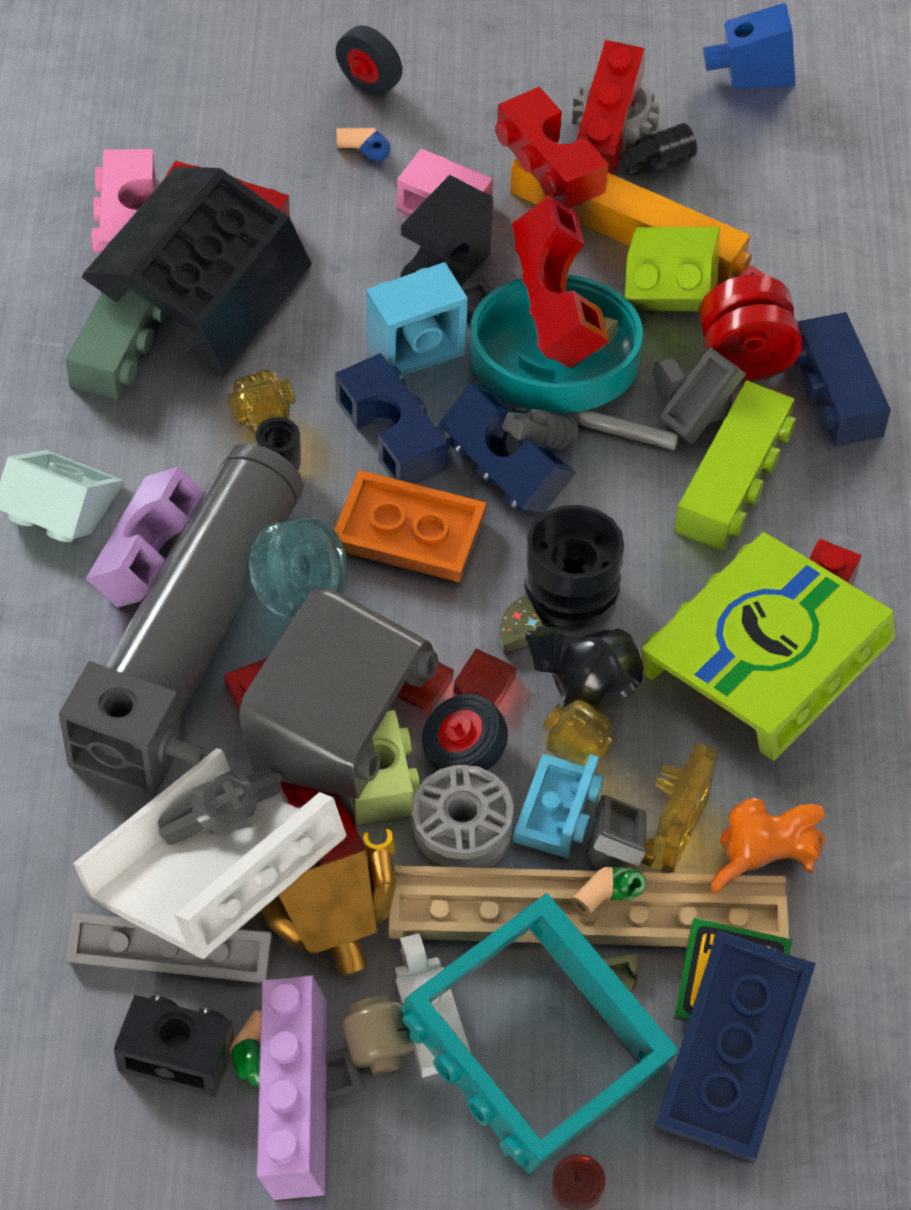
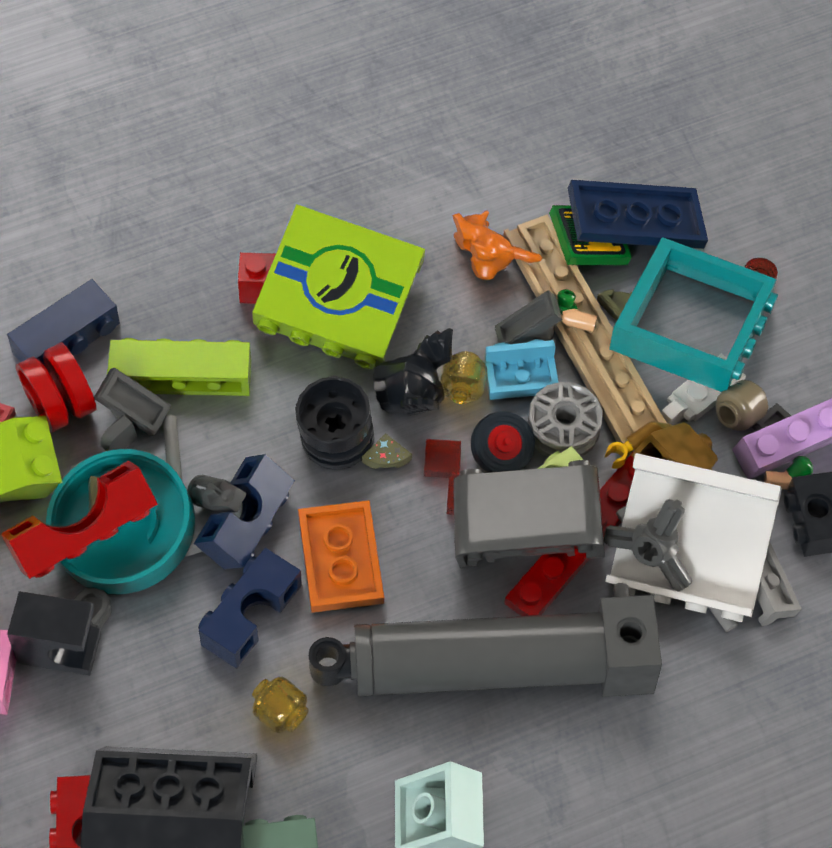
camera: 115 degrees left, 5 degrees up
(152, 517) = (483, 724): lavender arch -> none
(293, 560) = (432, 594): clear light blue wheel -> none
(417, 319) = (153, 619): medium azure brick -> none
(688, 796) = (493, 290): clear yellow piece -> none

